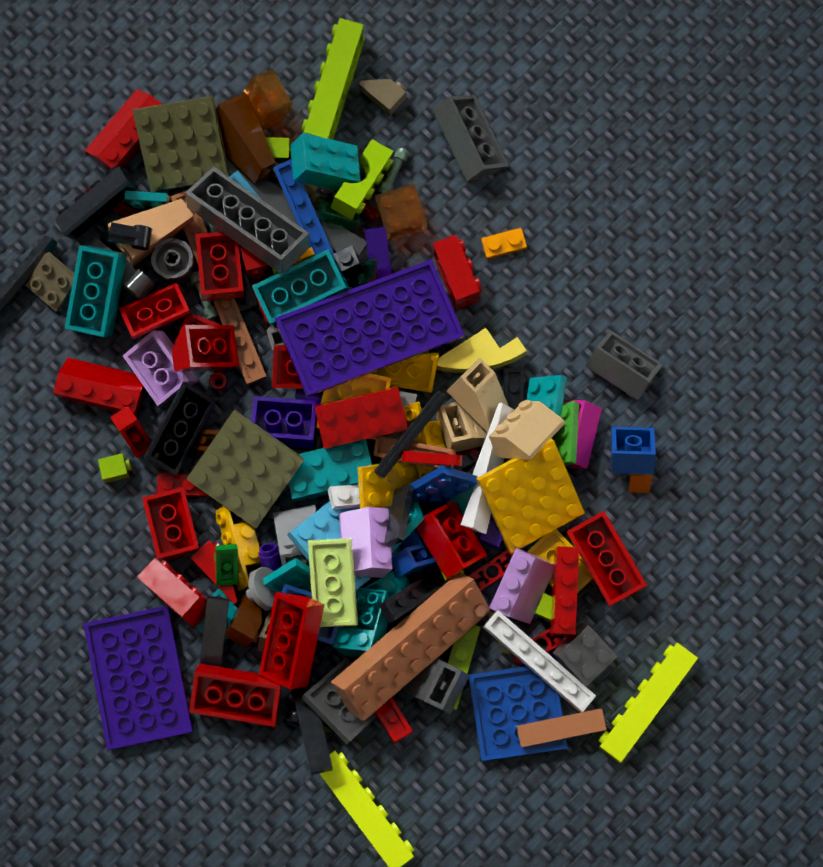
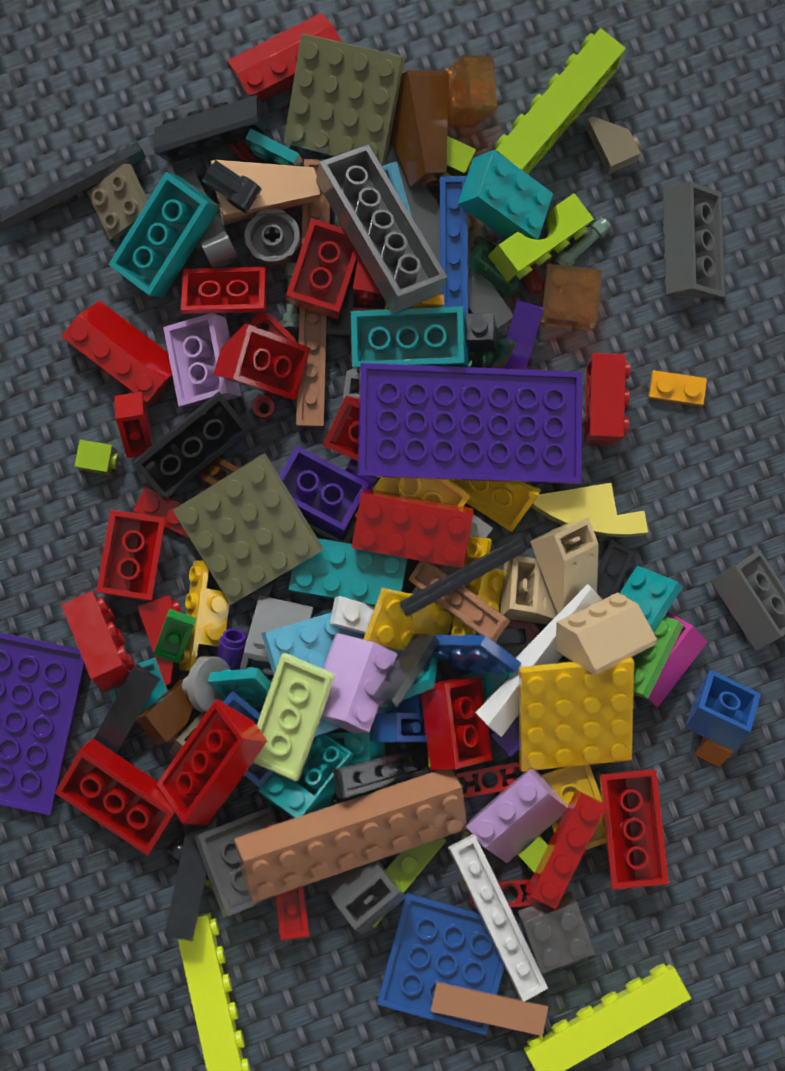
camera: 20 degrees right, 5 degrees up
(432, 458) = (476, 619): red beam -> none

